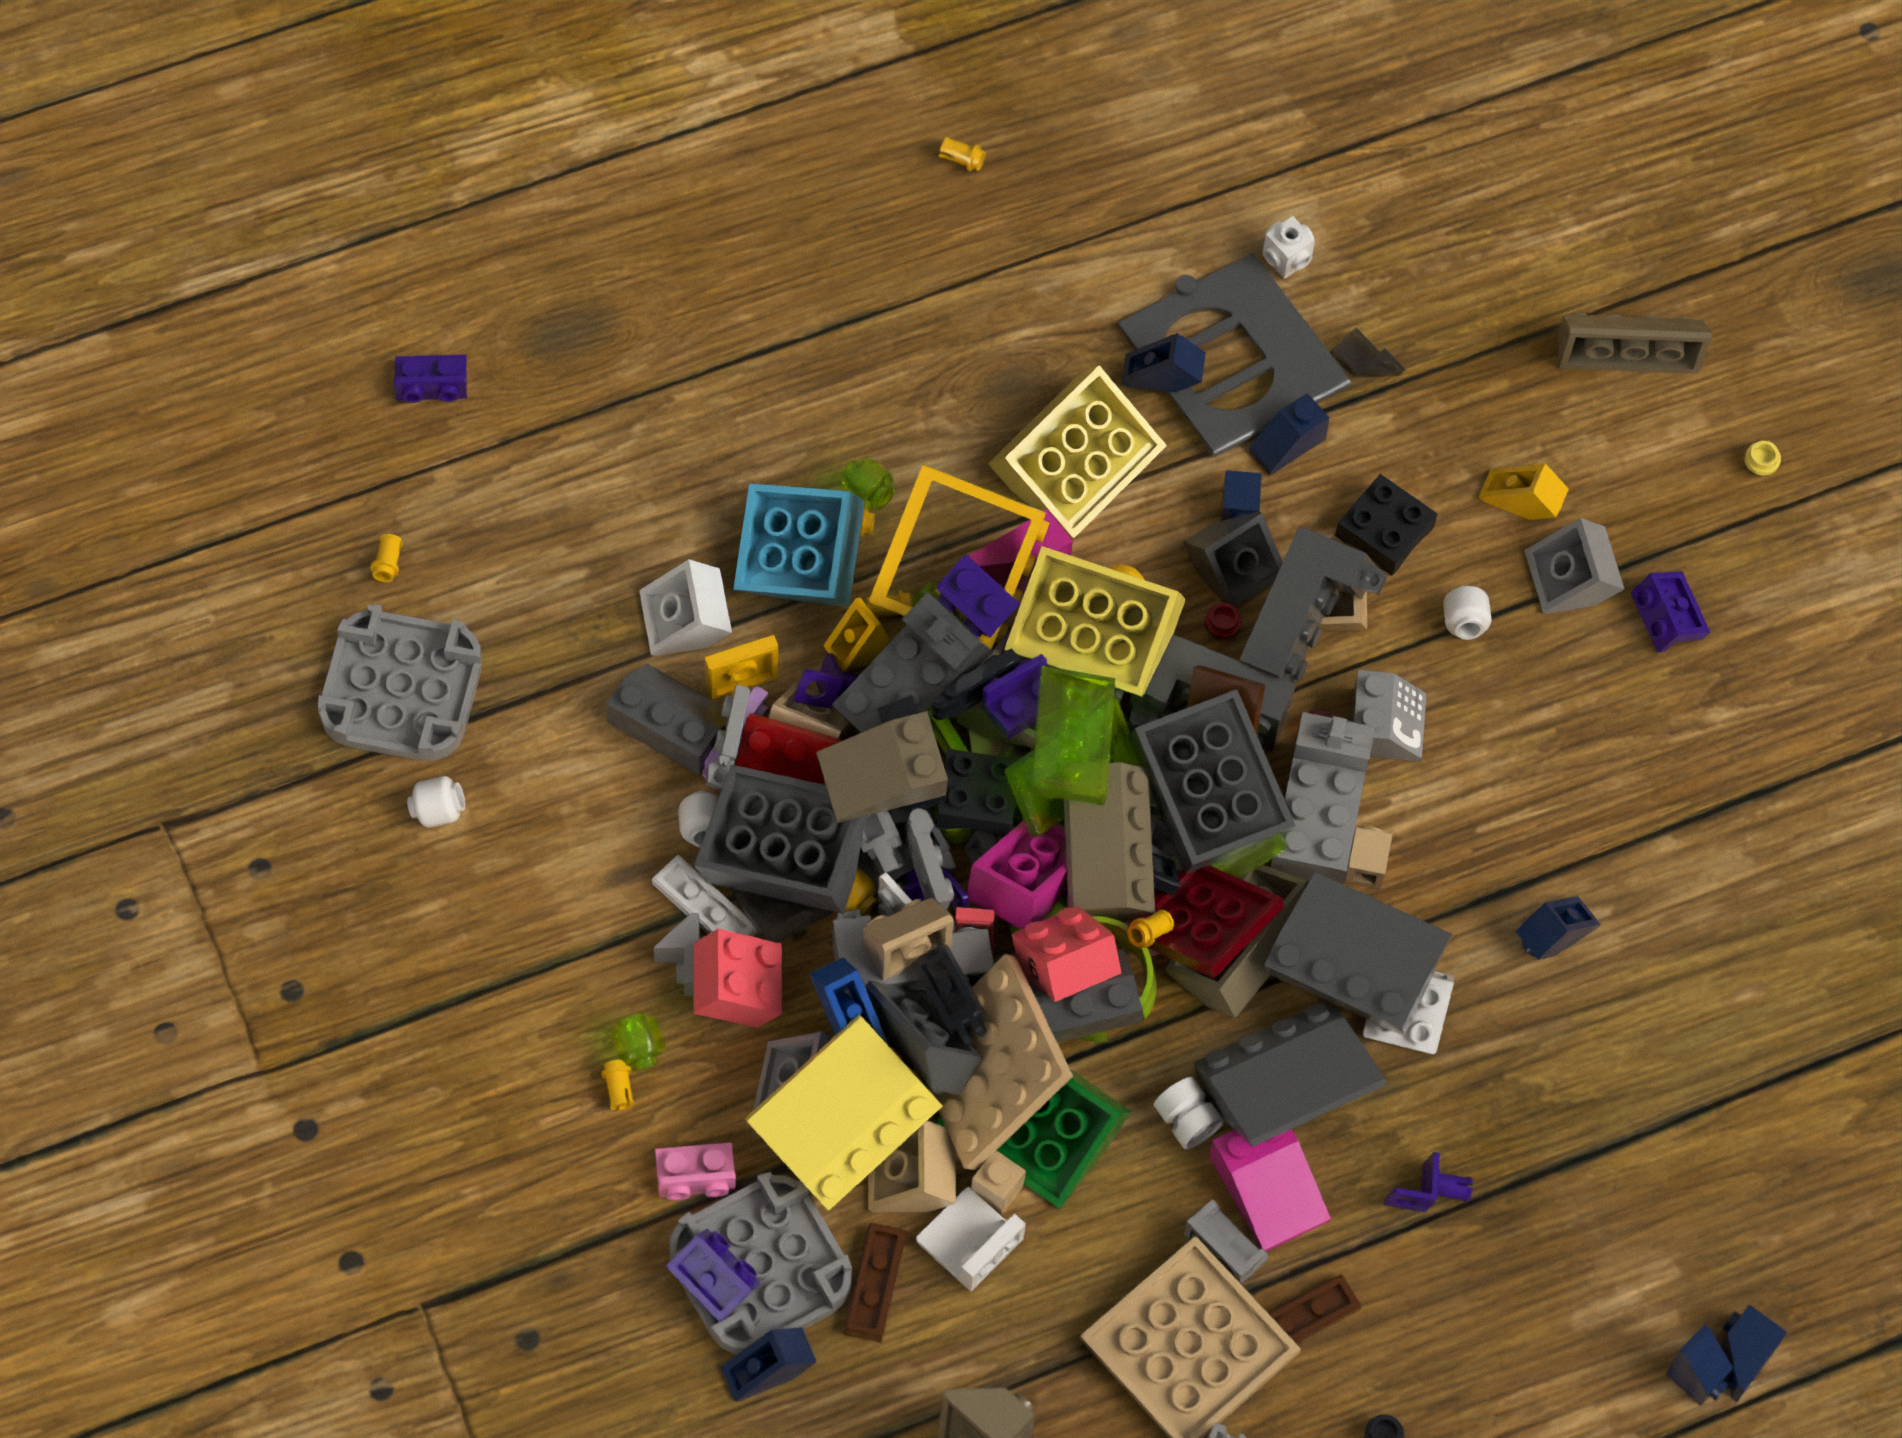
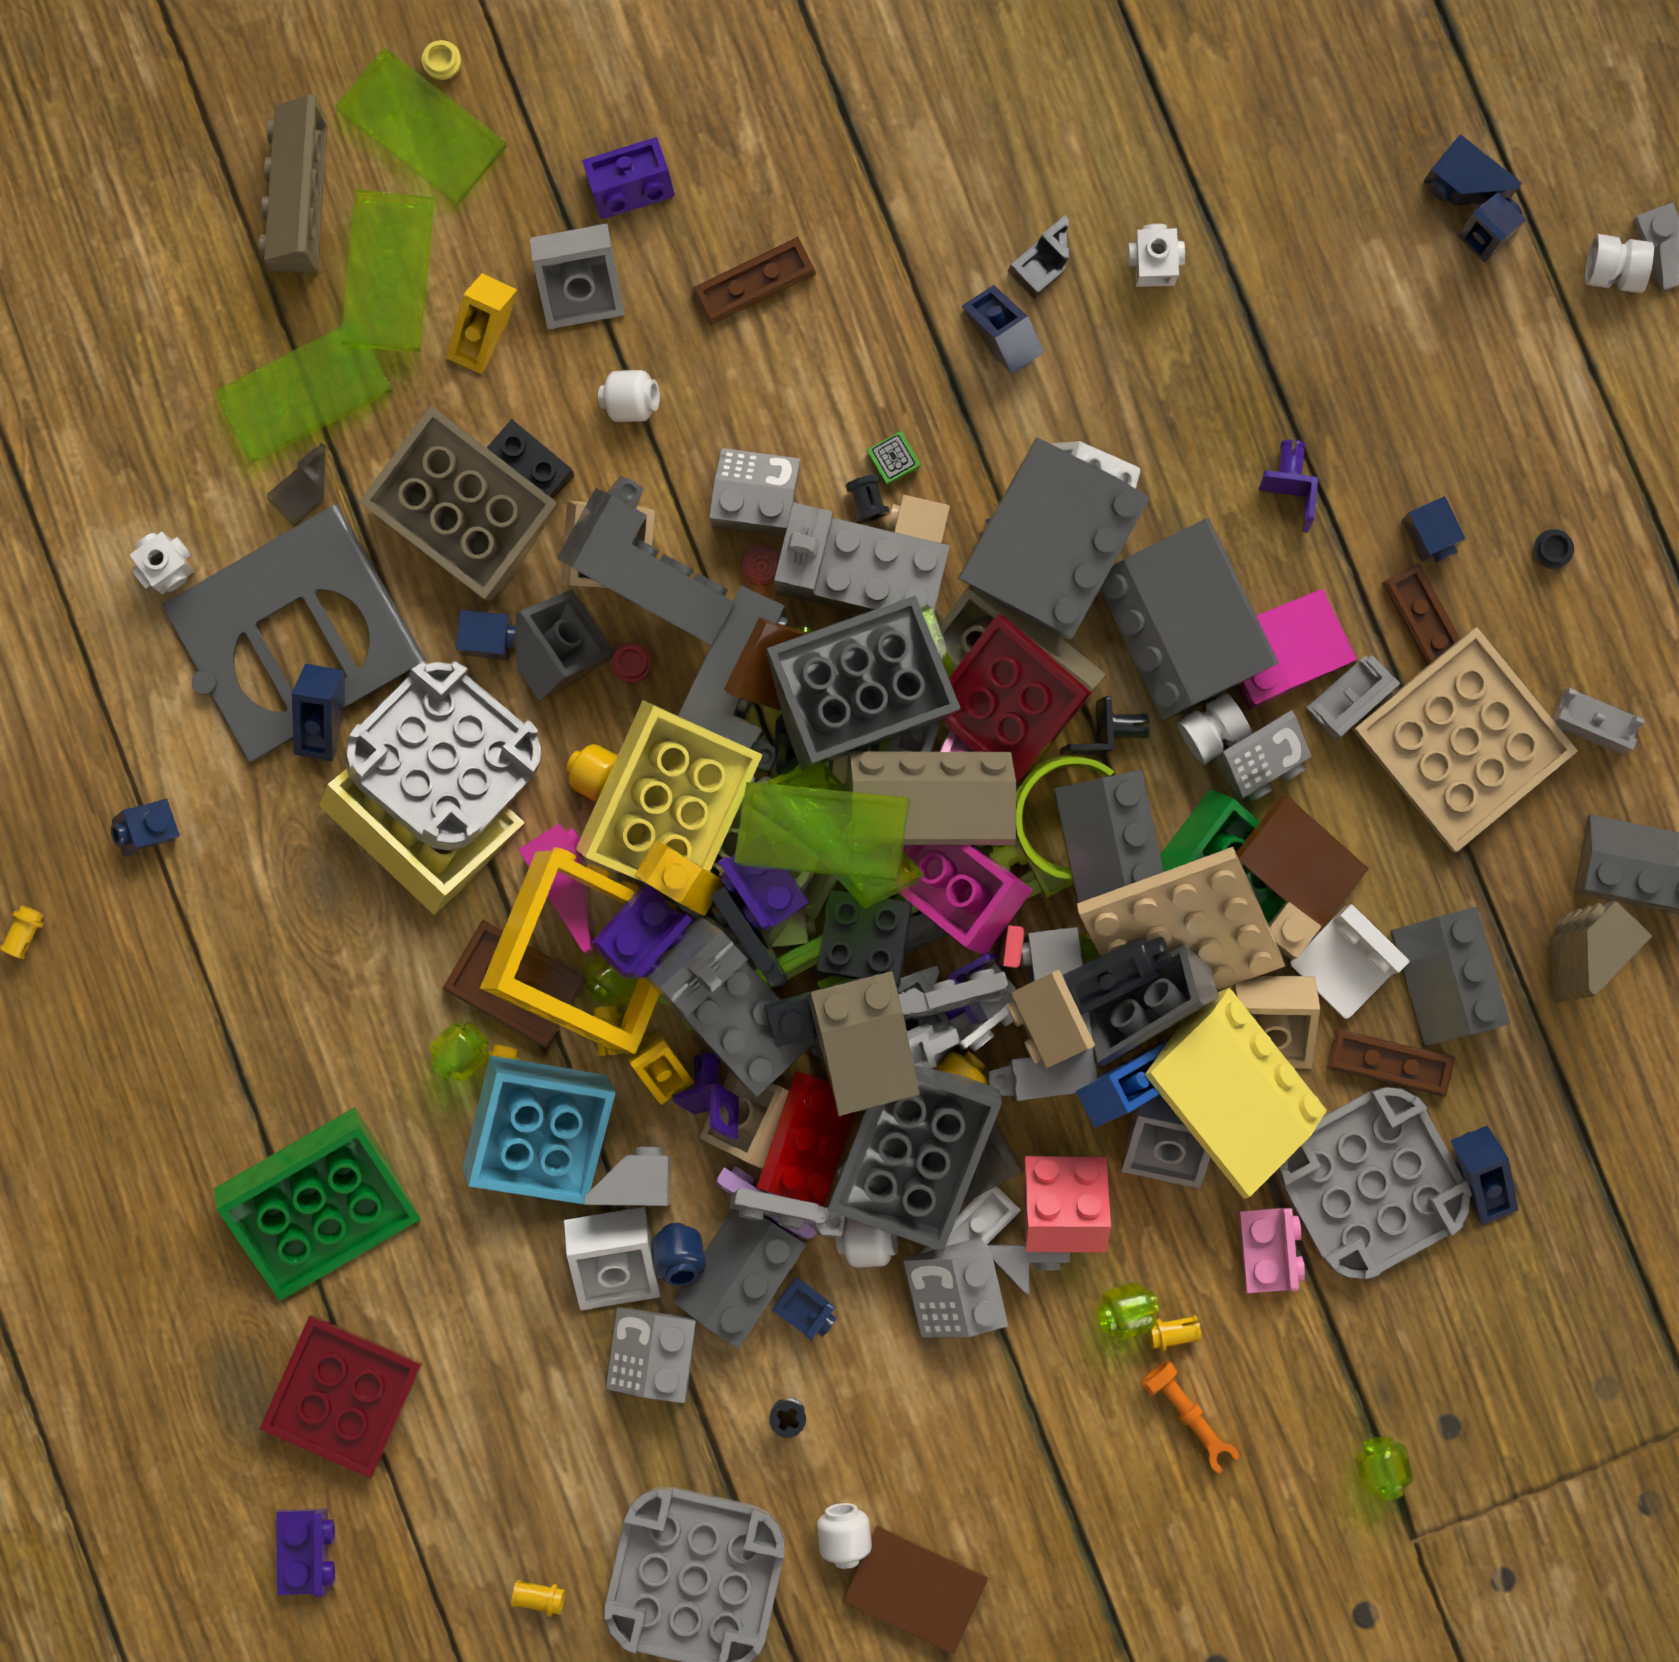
camera: 85 degrees left, 20 degrees up
(386, 866) = (915, 1589): none -> reddish brown tile
(490, 1268) = (1384, 1467): none -> clear neon green head
(539, 745) = (790, 1430): none -> black bush
(542, 1099) = (1190, 1413): none -> orange piece
(565, 401) = (341, 1396): none -> dark red plate
(598, 648) = (651, 1354): none -> light grey slope
(640, 768) = (805, 1309): none -> dark blue bracket
(658, 890) = (955, 1290): none -> light grey slope
(685, 661) = (678, 1254): none -> dark blue head
(714, 1273) = (1396, 1230): dark purple bracket -> none
(731, 378) = (315, 1204): none -> green slope
(742, 665) = (693, 1196): yellow tile -> none
(756, 611) = (636, 1181): none -> light grey slope
(937, 536) = (534, 970): none -> reddish brown tile
(960, 1334) = (1451, 977): none -> dark grey slope
(1026, 623) = (679, 878): none -> yellow slope
(1057, 242) = (144, 827): none -> dark blue bracket
(1064, 1188) = (1300, 861): none -> reddish brown tile
(1066, 953) = (1074, 848): coral brick -> none
(1129, 463) = (442, 756): none -> tile
(1145, 931) = (1041, 765): yellow pin -> none
(1163, 1153) = (1263, 757): none -> light grey slope
(1165, 874) = (953, 739): black tile -> none
(1184, 1022) = (1110, 727): none -> black bracket
(1290, 434) = (404, 576): dark blue slope -> none
(1352, 468) = (460, 504): none -> dark tan slope
(1388, 812) = (867, 499): none -> black bush
(1394, 1316) = (1434, 530): none -> dark blue brick
(1428, 837) = (893, 458): none -> tile
(1451, 357) = (301, 393): none -> clear neon green tile
(1564, 417) = (387, 270): none -> clear neon green tile
(1584, 718) = (754, 281): none -> reddish brown tile
(1627, 967) = (1044, 260): none -> slope
(1639, 1058) = (1156, 256): none -> white brick
(1700, 445) = (421, 126): none -> clear neon green tile

